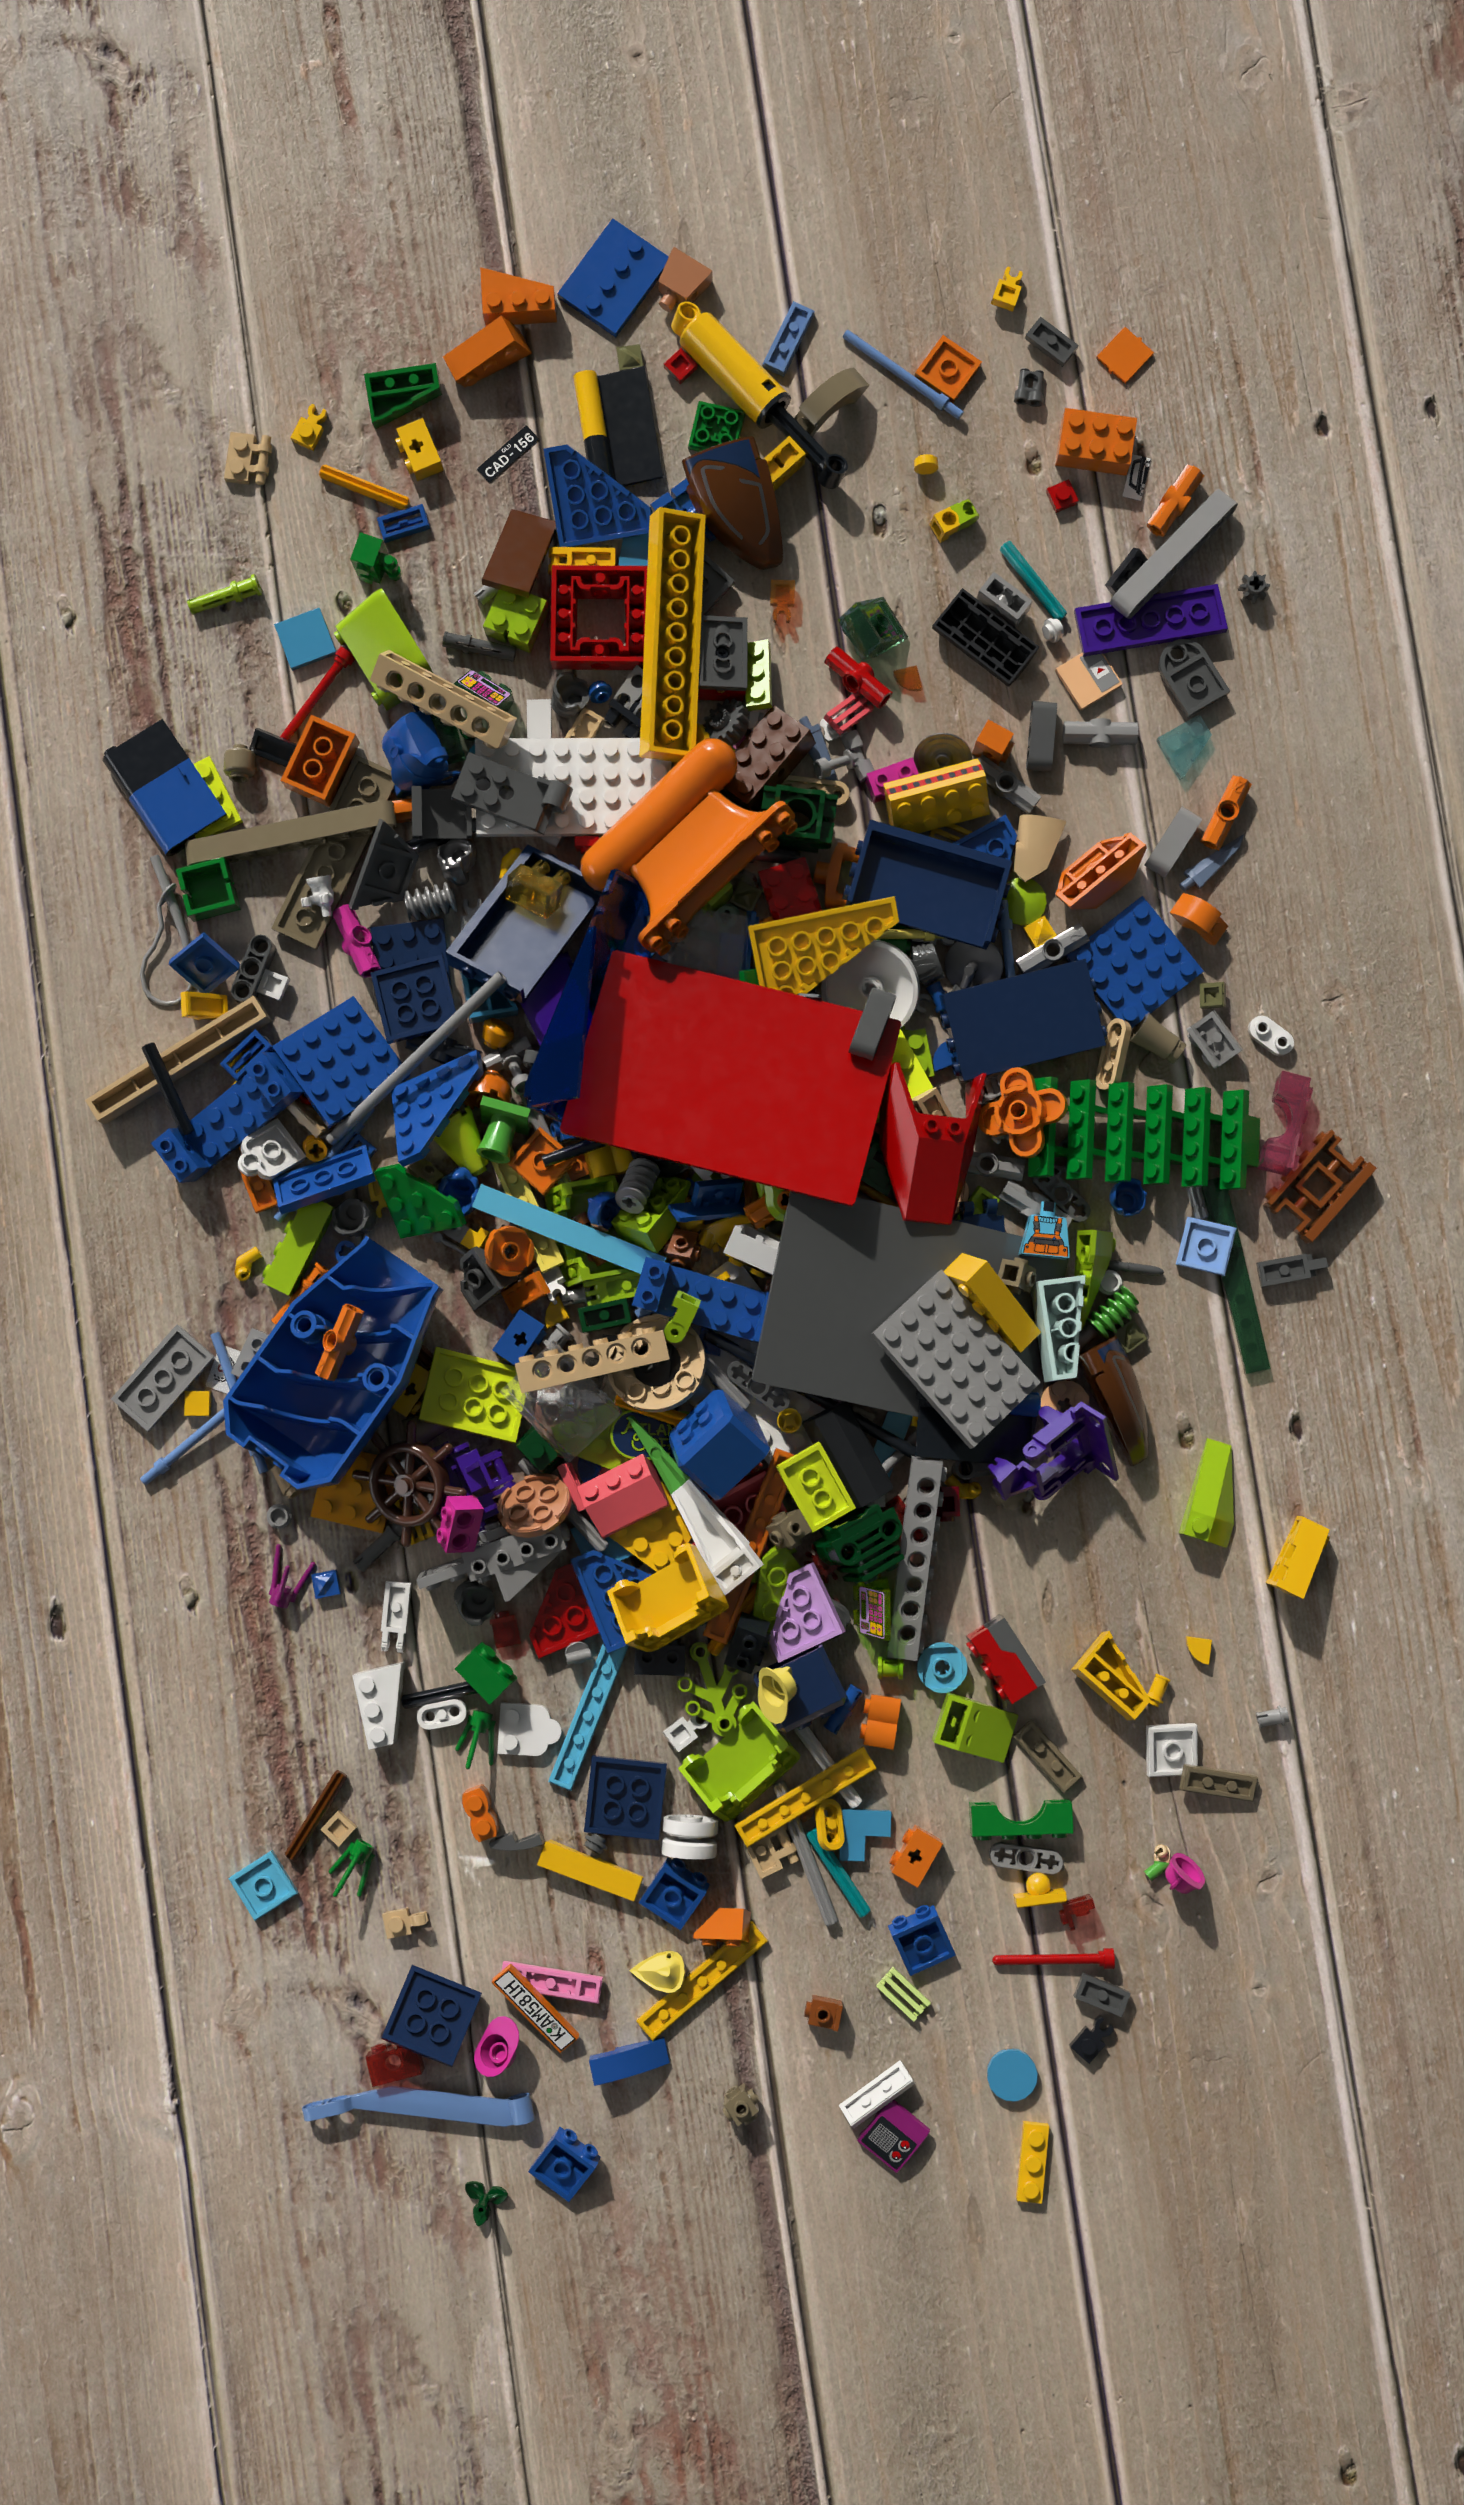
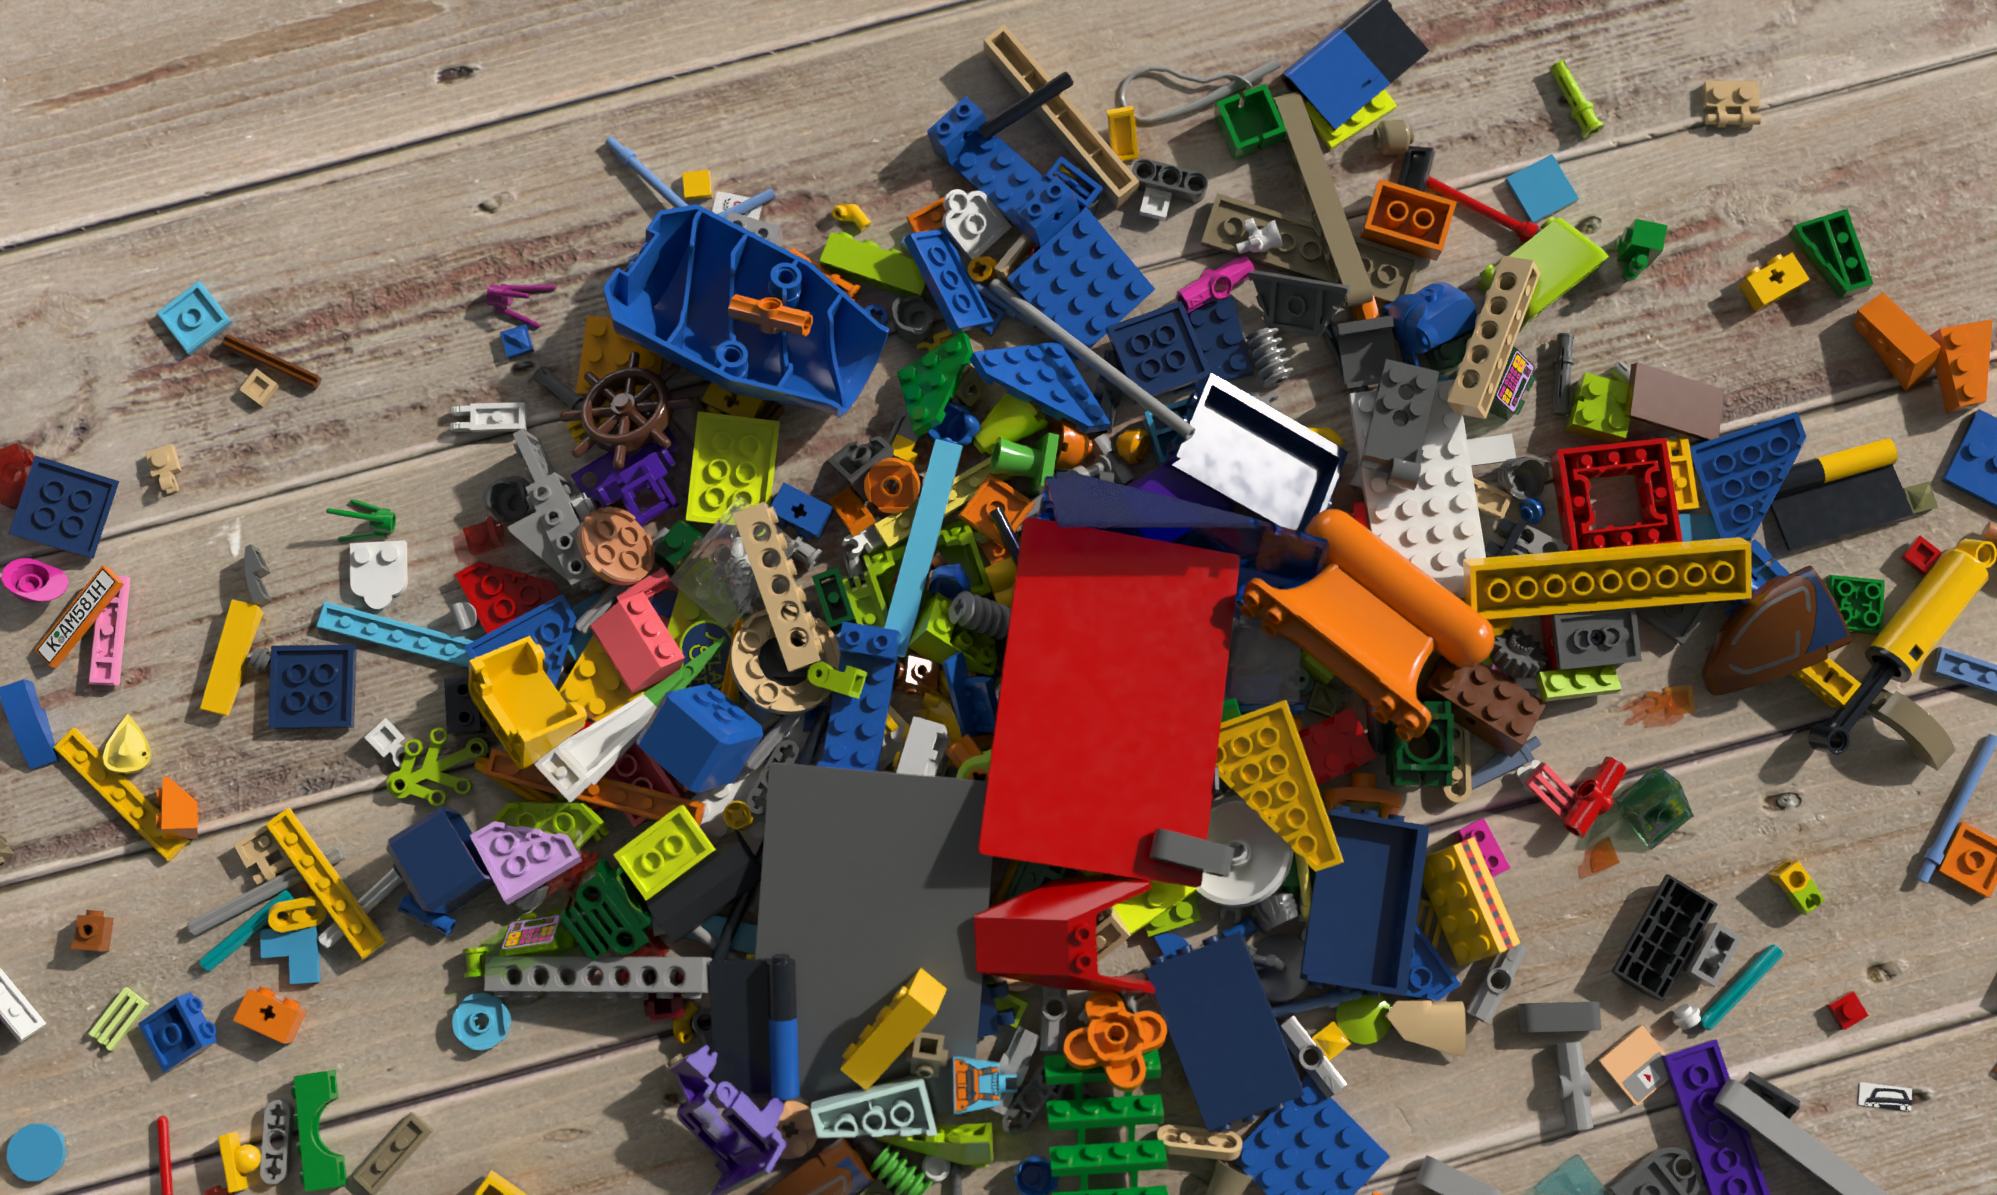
camera: 80 degrees right, 5 degrees down
(163, 1378) = (720, 145): light grey plate -> none
(204, 964) = (1167, 127): blue tile -> none
(279, 1516) = (585, 283): light grey plate -> none
(308, 430) = (1774, 163): yellow plate -> none
(360, 1853) = (234, 413): green plant -> none
(364, 487) = (1720, 230): light orange axle -> none
(379, 1703) = (393, 411): white wedge -> none
(404, 523) = (1679, 281): blue tile -> none
(437, 1695) = (412, 486): black axle -> none
(442, 1714) = (387, 481): white plate -> none
(456, 860) = (1319, 378): flat silver hair -> none
(460, 1524) = (584, 465): dark pink brick -> none
(483, 1820) = (289, 529): orange brick -> none
(486, 1672) = (433, 519): green brick -> none
(507, 453) = (1786, 379): black sticker -> none
(534, 890) = (1294, 465): clear yellow brick -> none
(555, 1313) = (833, 548): yellow tile -> none
(675, 1892) = (212, 752): blue plate -> none
(690, 1836) = (271, 760): white wheel -> none
(740, 1764) = (353, 805): lime windscreen -> none
(747, 1642) = (488, 798): black brick -> none
(775, 1692) = (426, 830): light yellow piece -> none
(788, 1529) = (614, 826): dark tan brick -> none
(851, 758) = (1500, 801): light grey bar -> none
(881, 1721) = (416, 959): orange brick -> none
(926, 464) = (1856, 846): yellow tile -> none
(940, 751) = (1521, 899): flat silver shield -> none
(955, 1359) = (822, 993): light grey plate -> none
(974, 1727) = (416, 1065): lime slope -> none
(994, 743) = (1541, 961): orange brick -> none
(1004, 1659) = (493, 1091): red piece -> none
(1030, 396) = (1959, 957): dark grey piece -> none
(1096, 441) = (1919, 1042): orange brick -> none
(1100, 872) = (1409, 1103): orange wedge -> none
(1175, 500) = (1865, 1145): orange piece -> none

